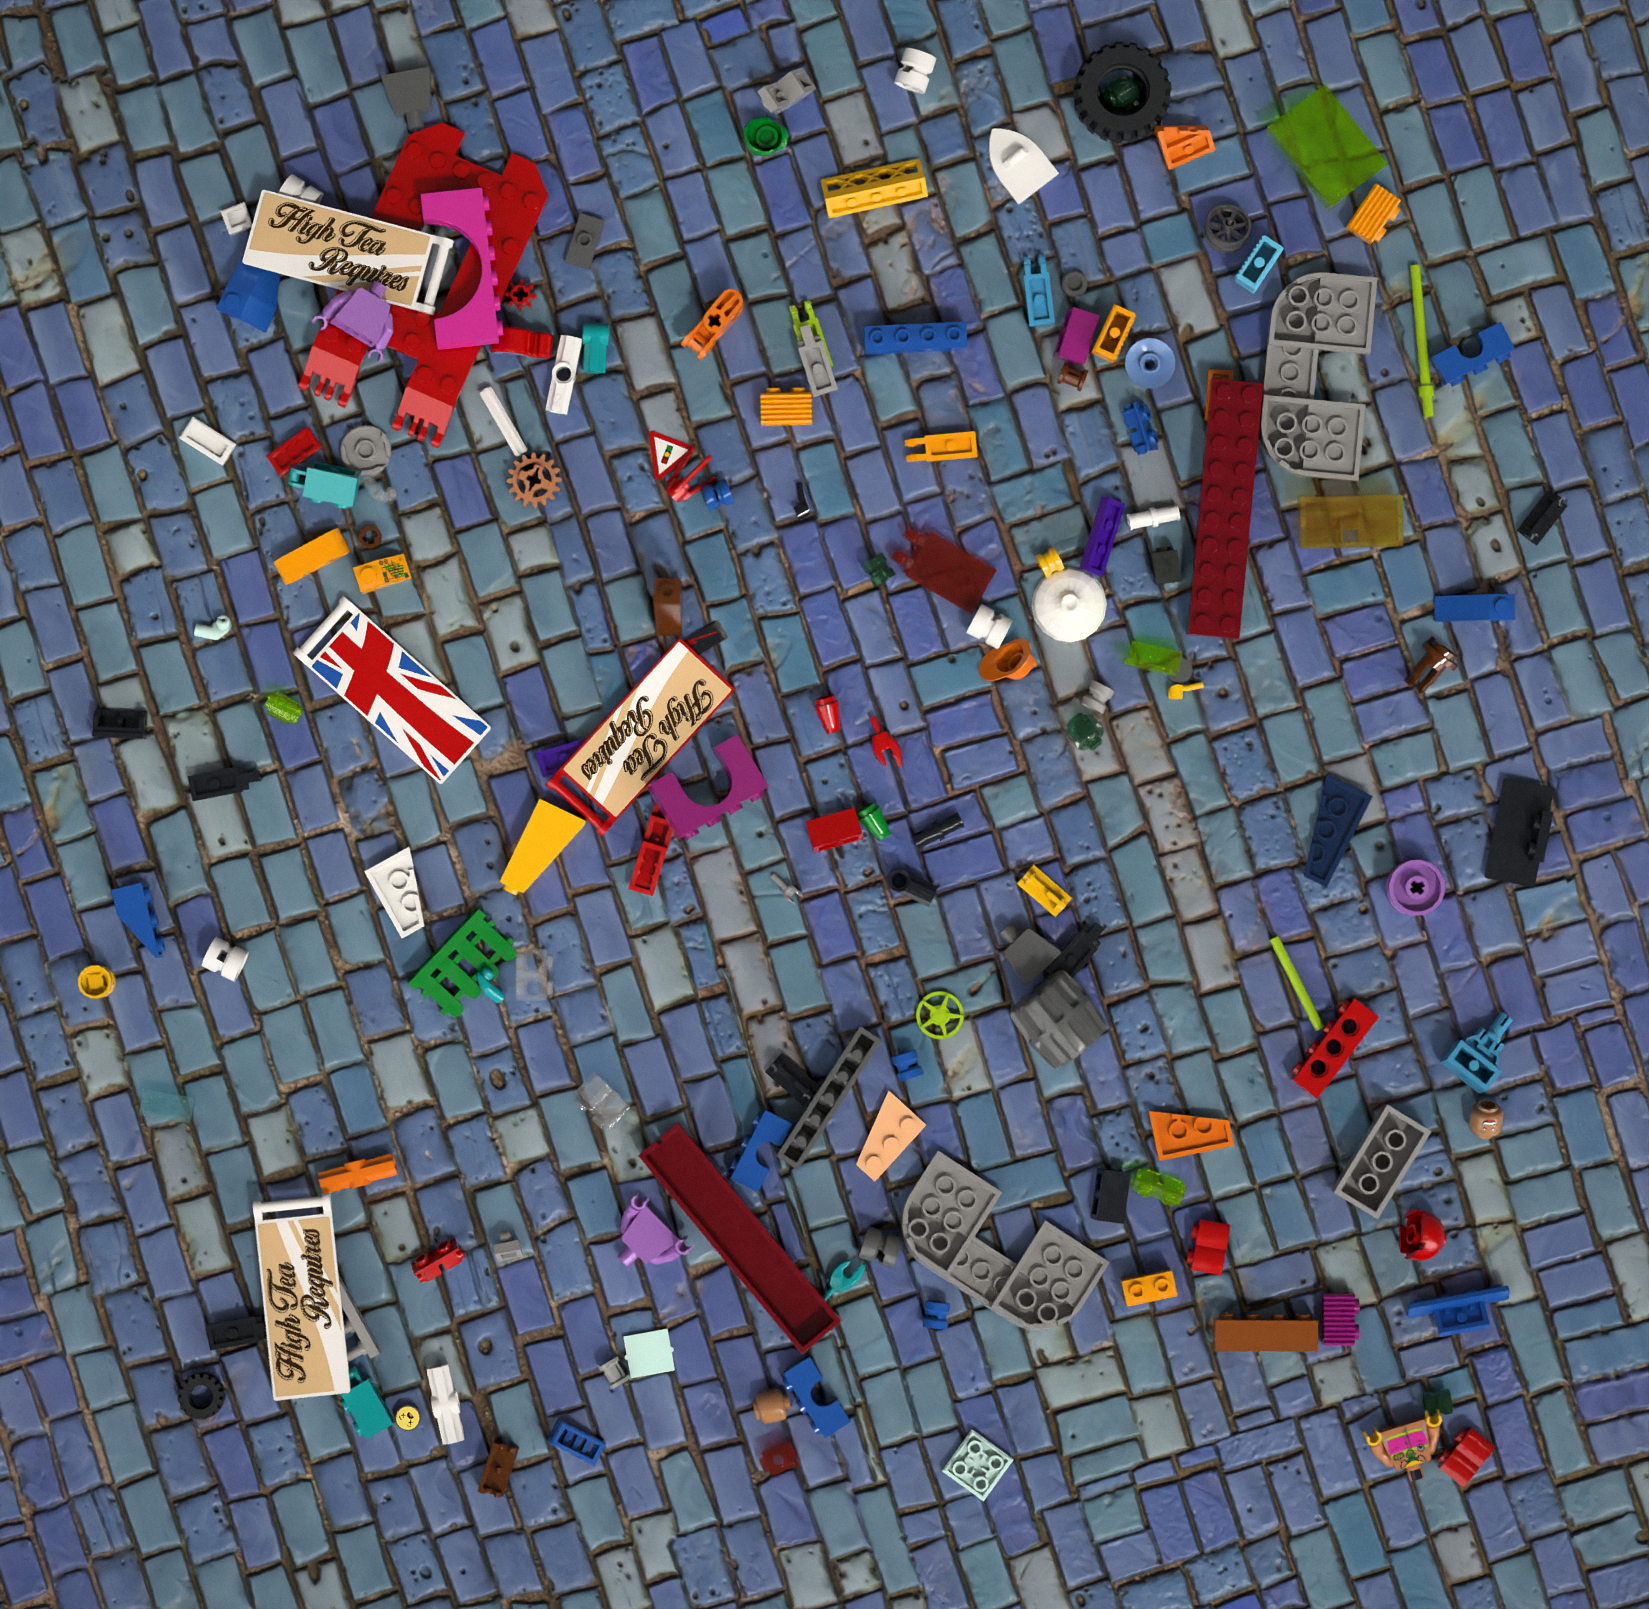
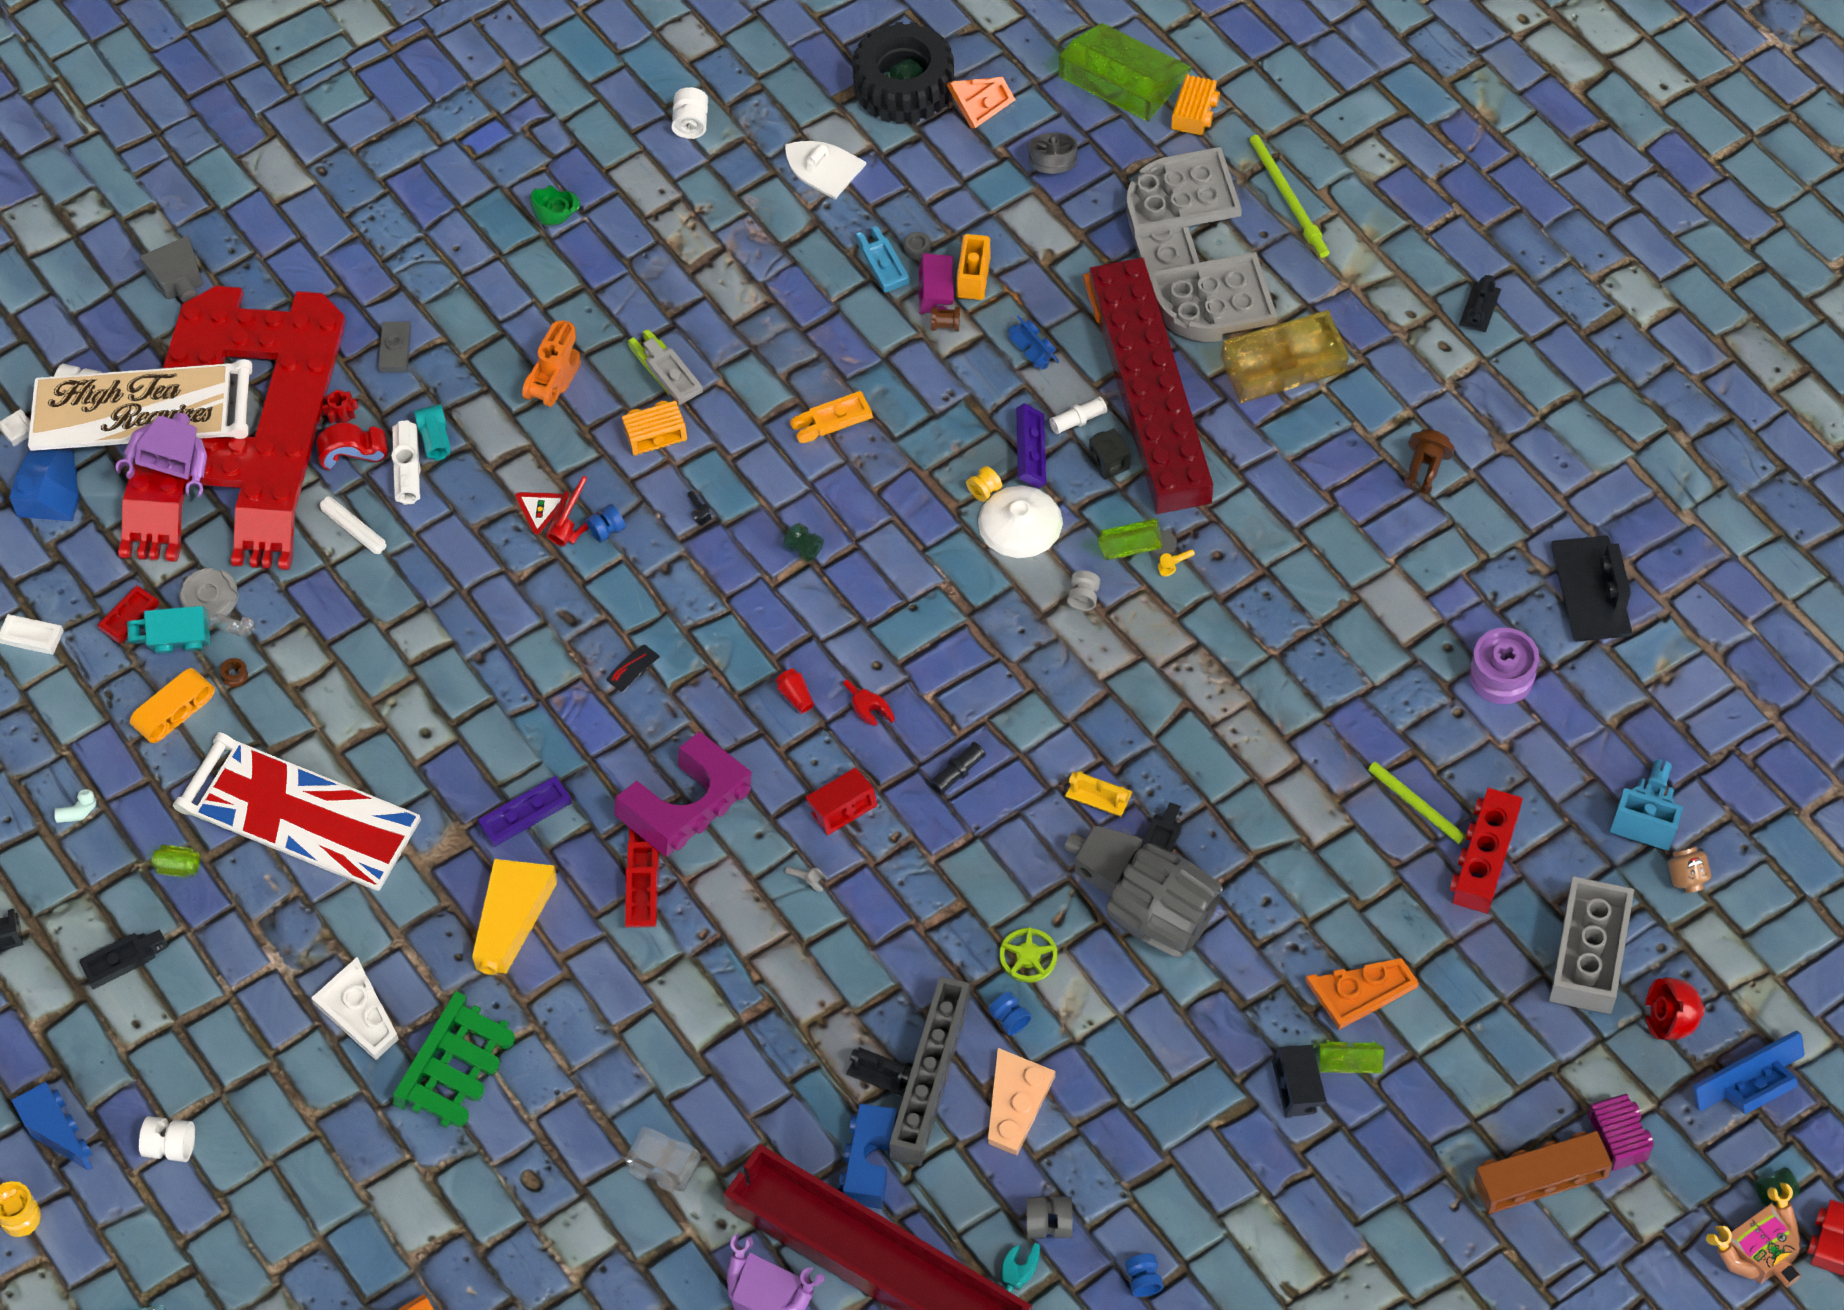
camera: 15 degrees left, 30 degrees down
(382, 573) = (253, 699): light orange slope -> none
(477, 320) = (295, 422): dark pink arch -> none
(487, 987) = (491, 1076): teal arm -> none
(519, 474) = (404, 565): nougat gear -> none
(525, 974) = (537, 1049): clear brick -> none
(642, 734) = (592, 764): flag -> none
(668, 606) = (582, 621): reddish brown slope -> none
(786, 91) = (566, 164): light grey brick -> none
(873, 819) = (883, 778): green cone -> none
(874, 191) = (683, 221): yellow fence -> none
(913, 887) = (949, 829): black piece -> none
(915, 338) = (769, 328): blue brick -> none
(940, 1233) = (1255, 1212): light grey plate -> none
(945, 570) = (873, 523): clear red tile -> none
(989, 626) = (937, 557): white wheel -> none
(1009, 660) = (978, 584): orange piece -> none
(1085, 732) = (1083, 625): clear green head -> none
(1148, 1287) = (1384, 1164): light orange brick -> none
(1151, 350) = (1020, 276): medium blue dish -> none
(1208, 1247) = (1436, 1100): red brick -> none
(1258, 264) = (1096, 171): medium azure brick -> none
(1335, 826) = (1392, 638): dark blue wing -> none
(1453, 366) = (1332, 203): blue arch -> none
(1474, 608) = (1451, 398): blue slope -> none

